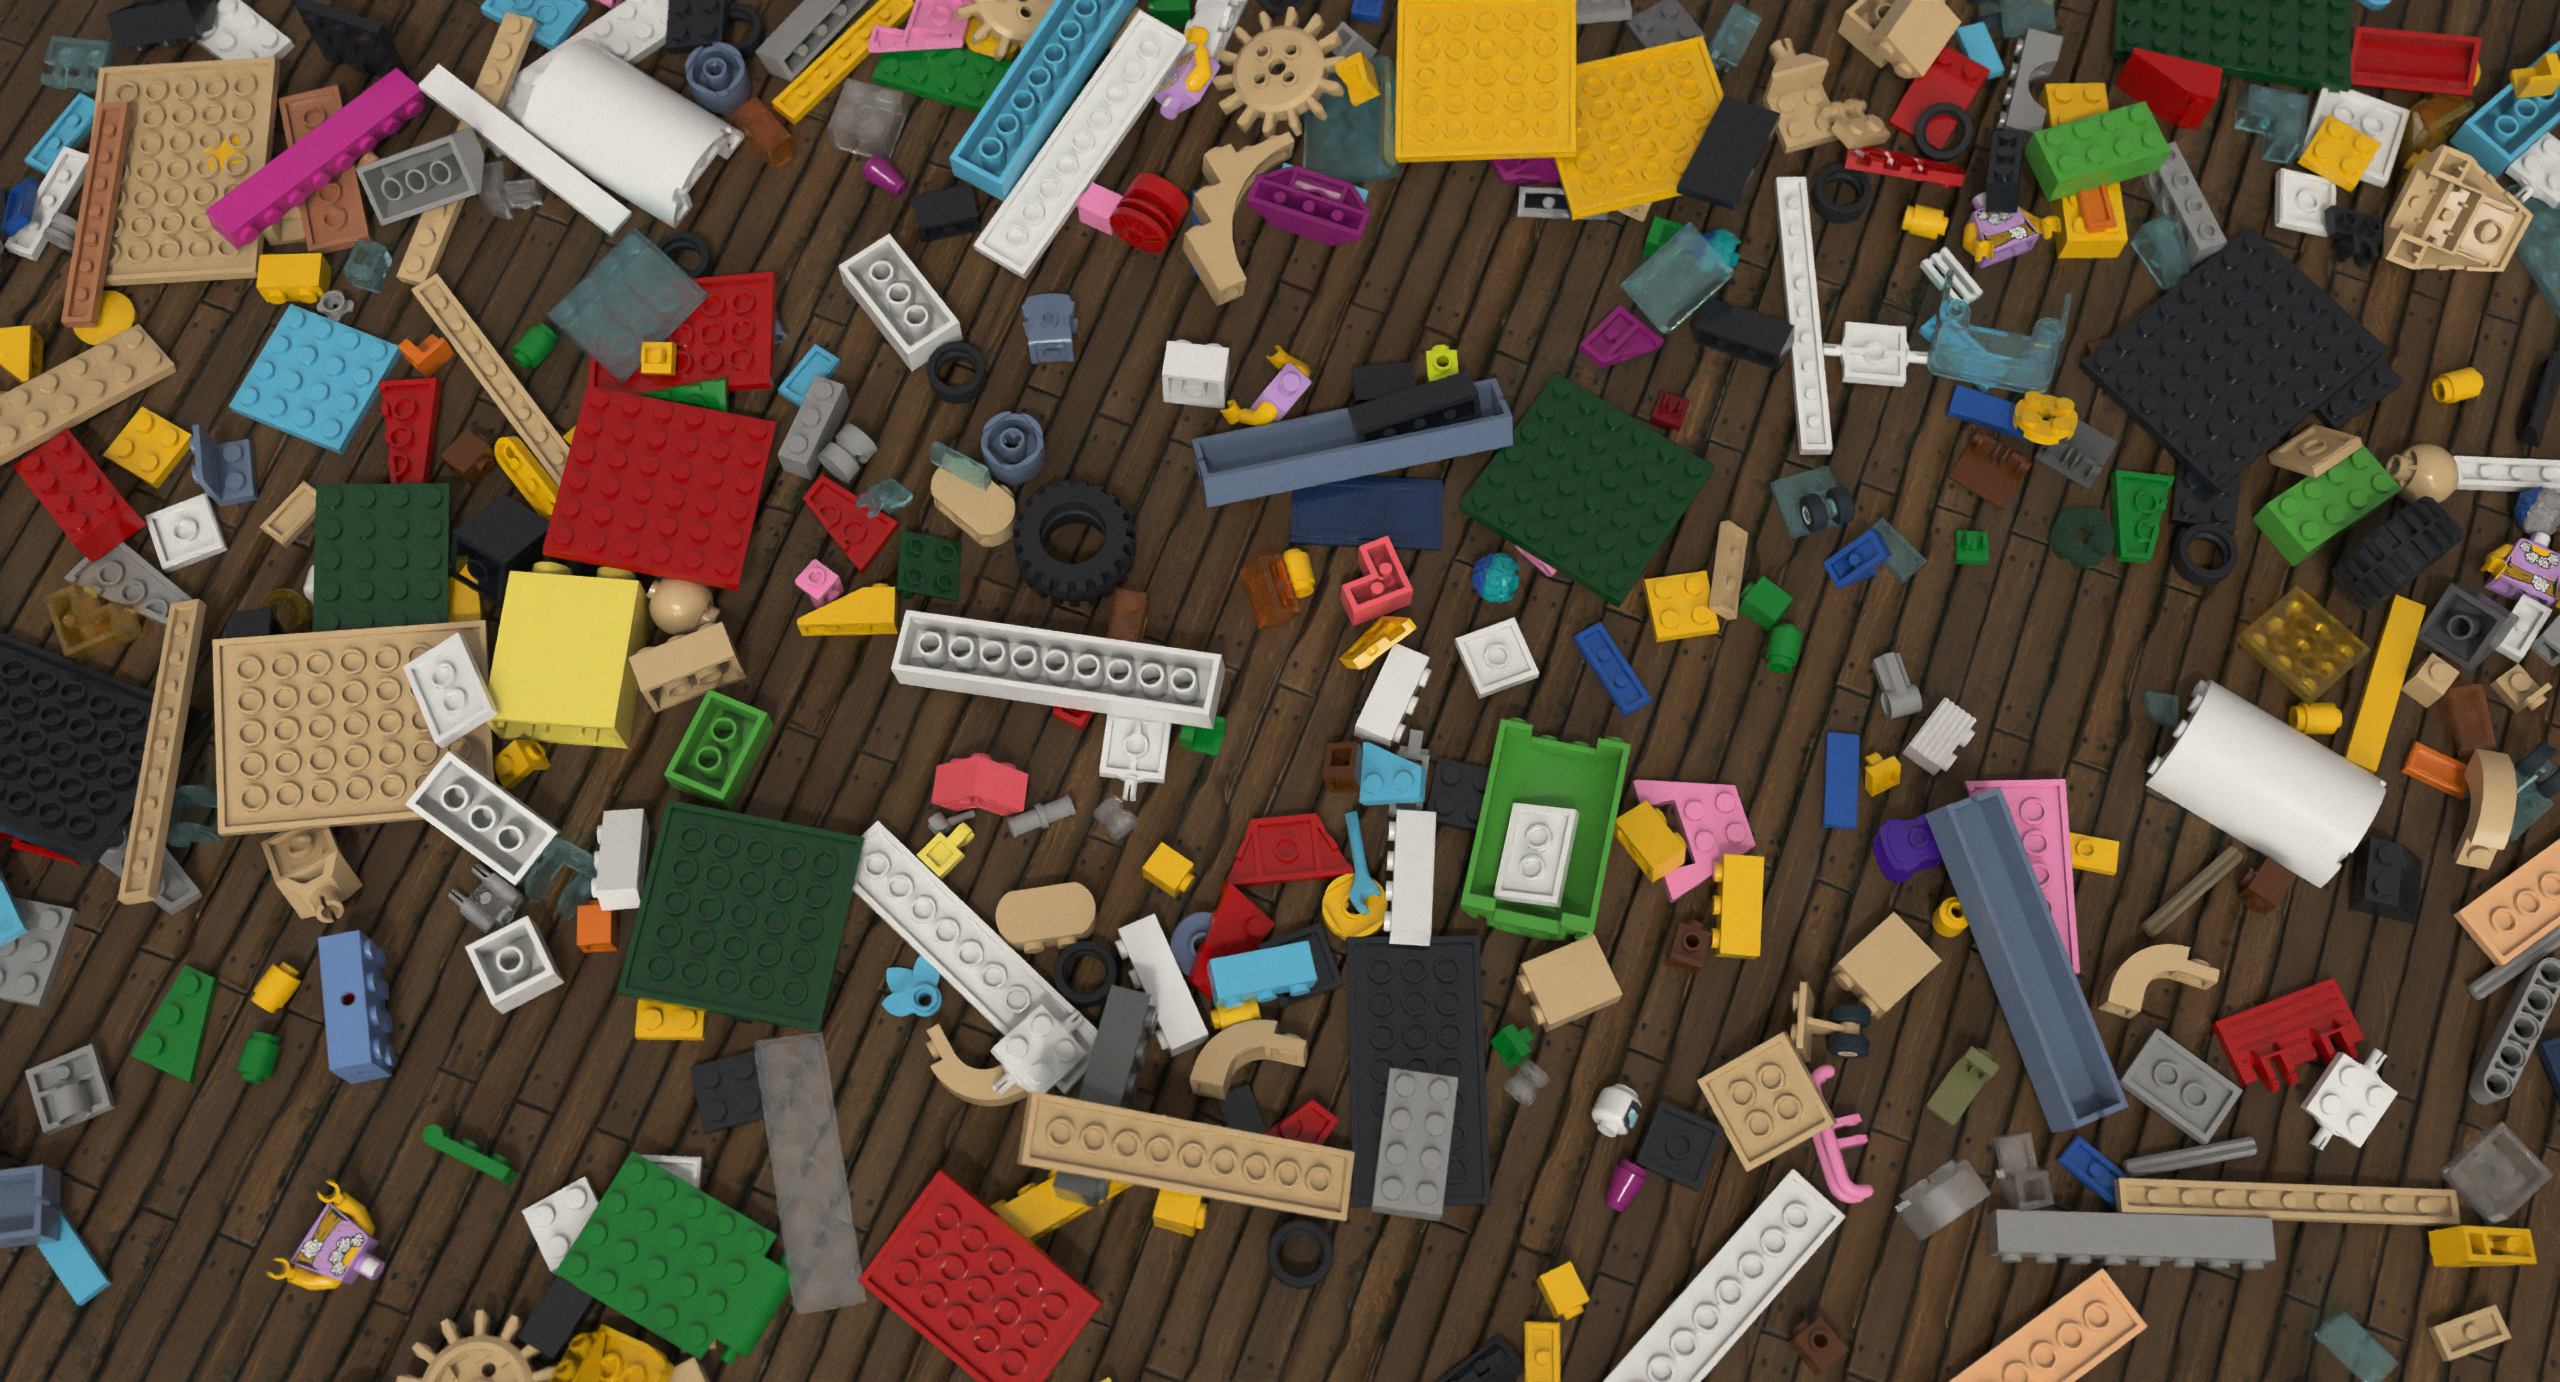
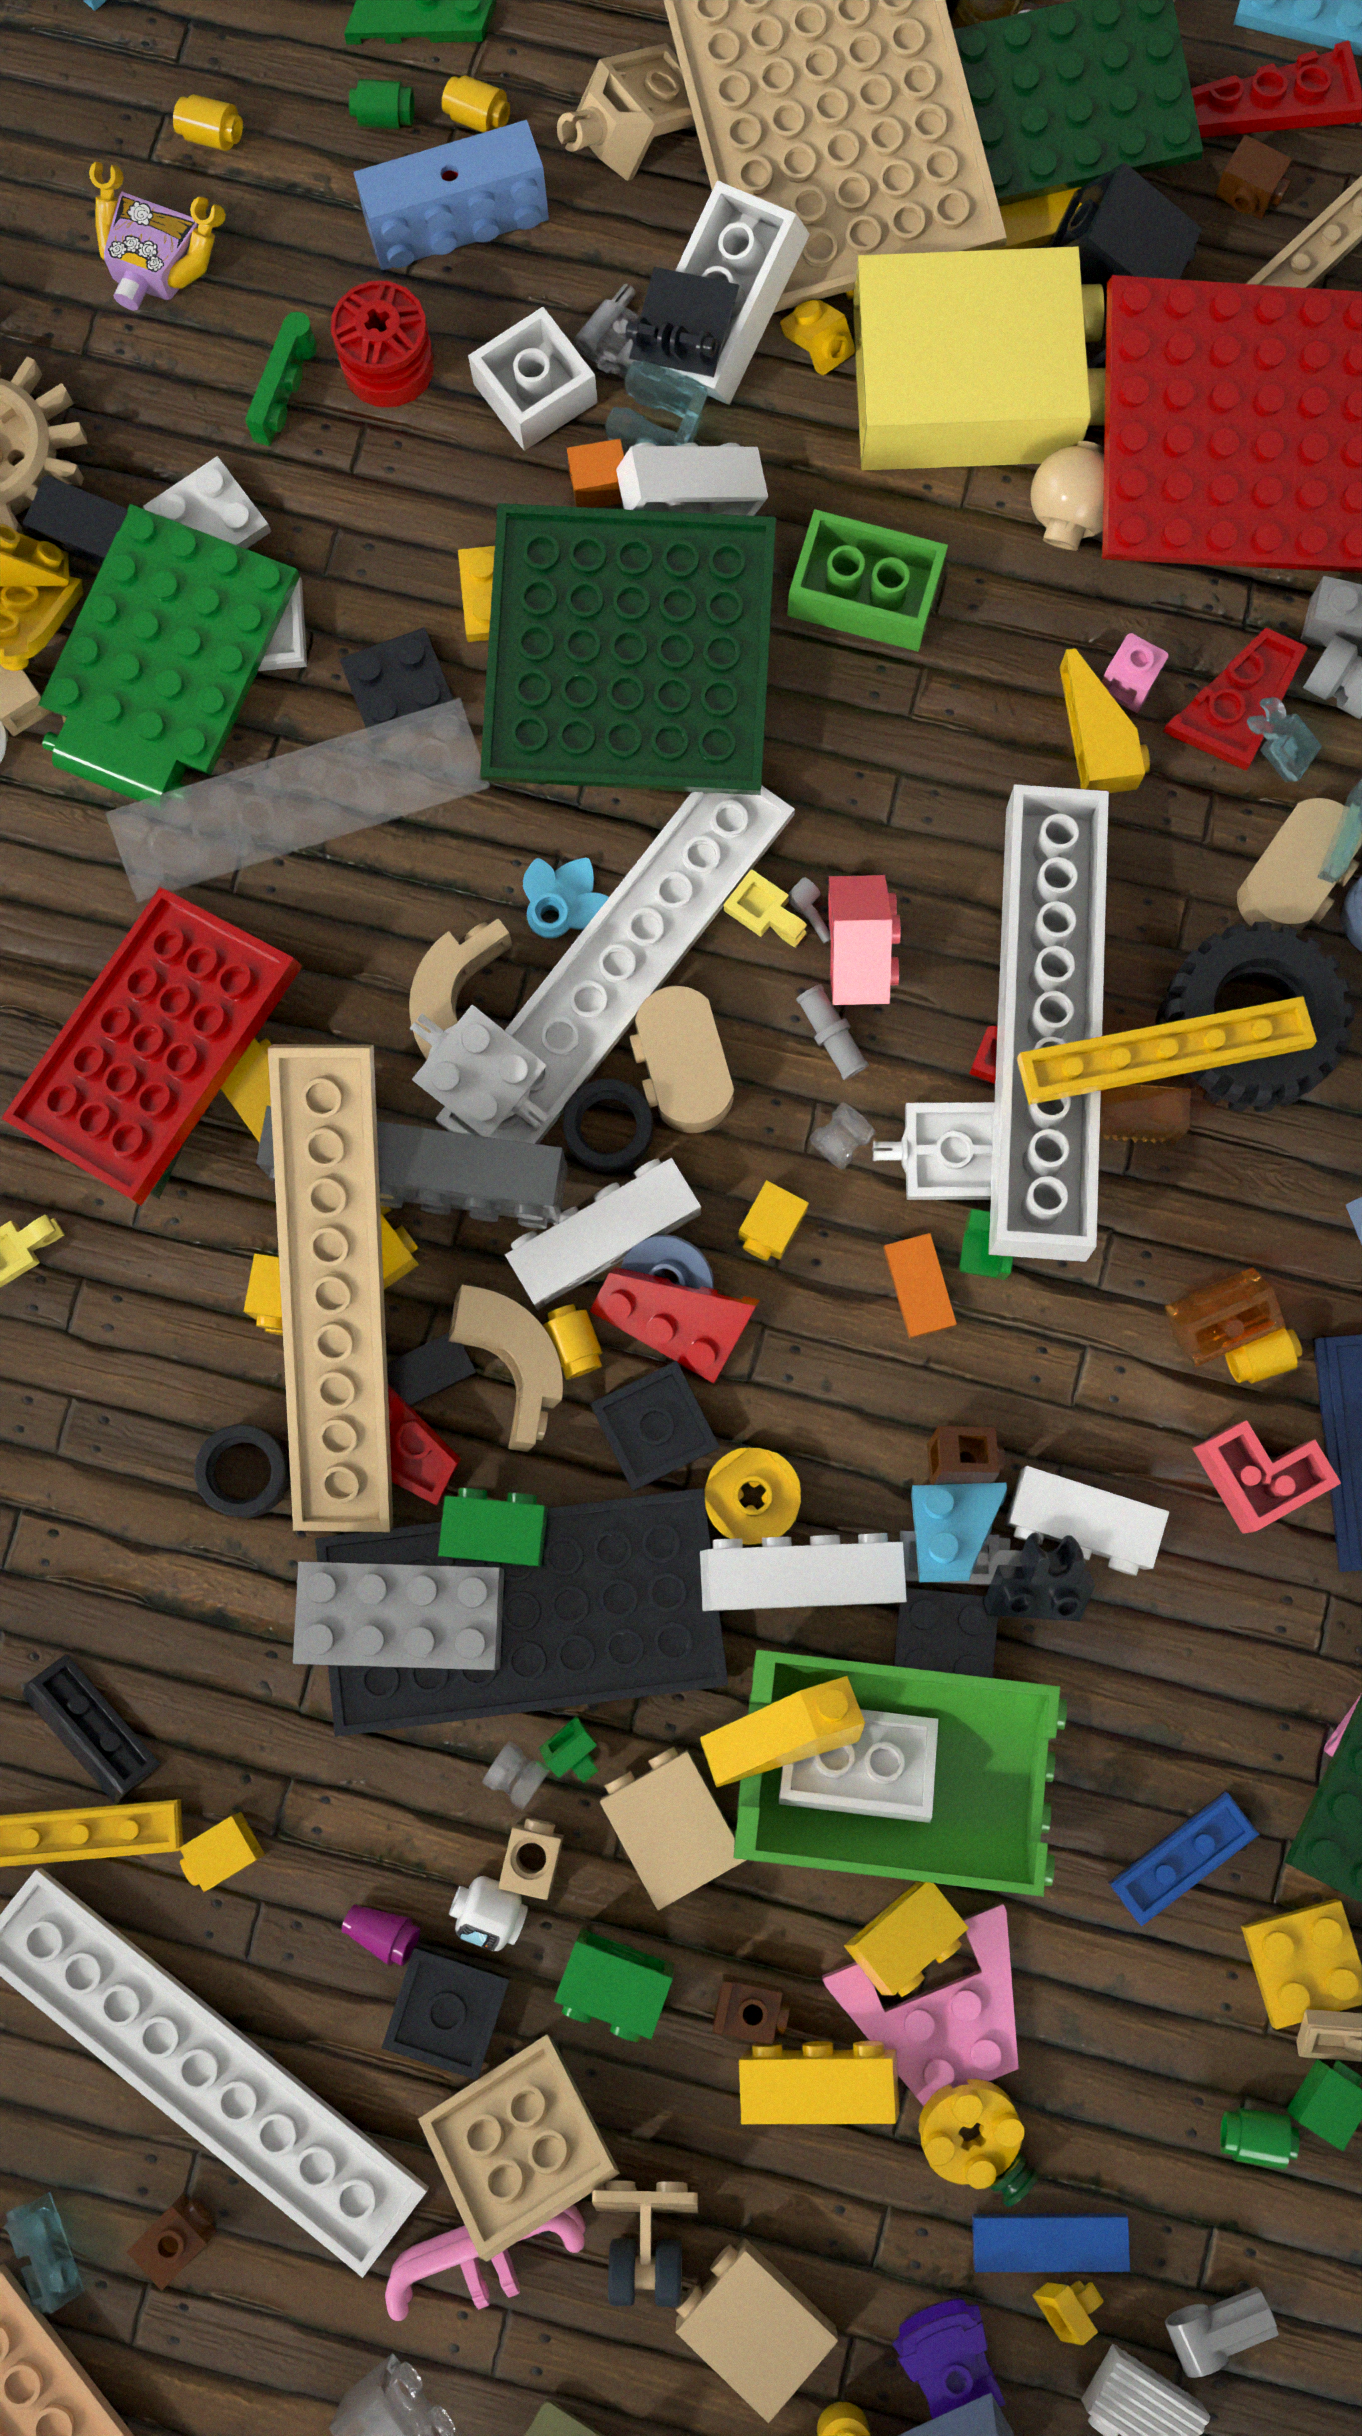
camera: 90 degrees right, 10 degrees up
(239, 1194) = (207, 122): none -> yellow brick
(450, 690) = (890, 205): white plate -> none
(480, 1076) = (383, 343): none -> red wheel
(504, 844) = (682, 322): none -> black hinge
(527, 474) = (1250, 248): yellow plate -> none
(687, 666) = (981, 514): tan brick -> none
(928, 566) = (1189, 818): dark green hinge -> none
(1096, 595) = (1166, 1050): none -> yellow plate
(1224, 782) = (919, 1286): none -> orange tile
(1261, 974) = (622, 1369): medium azure brick -> none
(1287, 852) = (823, 1388): red wing -> none
(1362, 1074) = (493, 1529): none -> green brick
(1363, 884) = (783, 1503): medium azure piece -> none
(1377, 640) = (1170, 1486): yellow wing -> none
(1434, 724) = (1044, 1586): none -> black plate
(1495, 577) = (1303, 1661): teal piece -> none
(1496, 658) = (1173, 1674): white plate -> none
(1515, 894) = (785, 1732): none -> yellow slope
(1597, 1074) = (515, 1875): none -> tan brick
(1665, 1030) = (614, 1986): none -> green brick
(1786, 810) = (976, 2160): none -> yellow plate
(1802, 796) = (1015, 2181): none -> dark green bush

